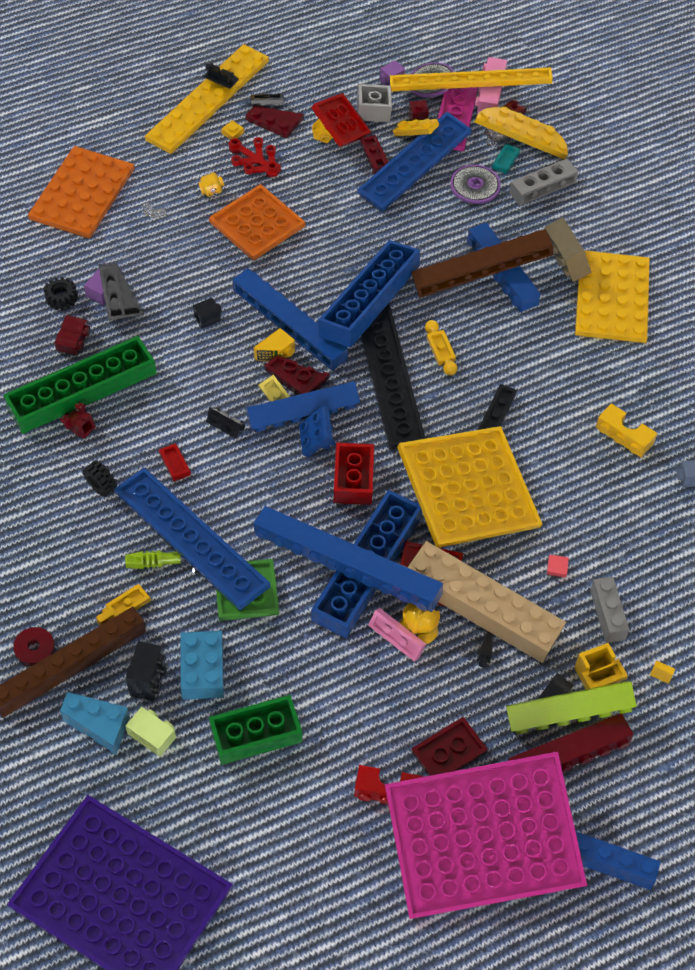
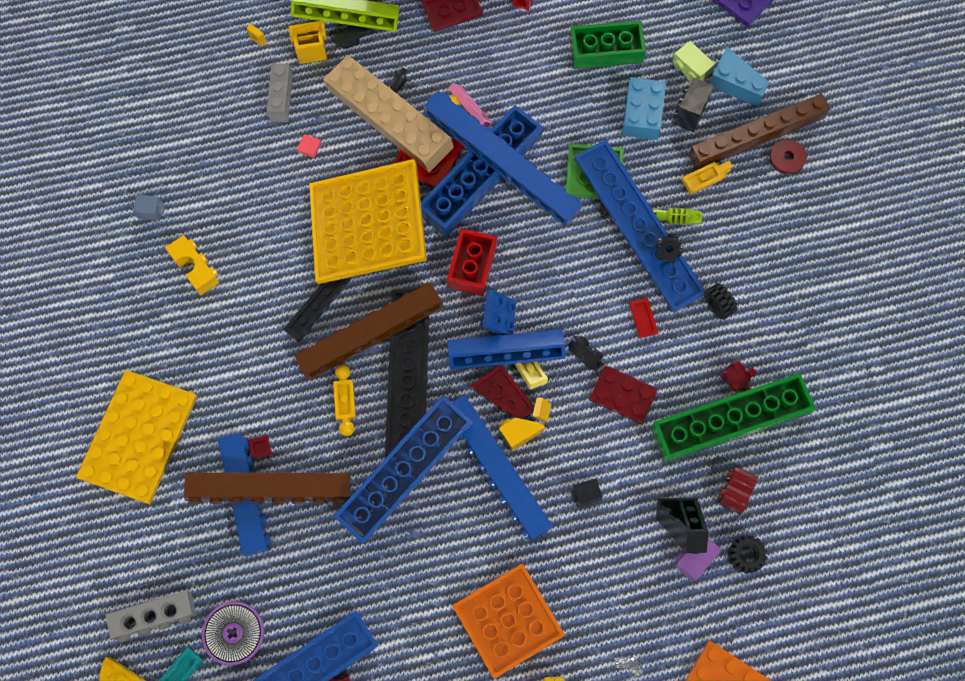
camera: 165 degrees left, 15 degrees up
(157, 506) = (665, 254): none -> black brick
(185, 395) = (623, 394): none -> dark red plate
(258, 366) = (542, 409): none -> yellow tile
(433, 397) = (369, 331): none -> reddish brown brick
(502, 301) = (260, 447): none -> dark red plate
(568, 250) = (166, 488): dark tan brick -> none

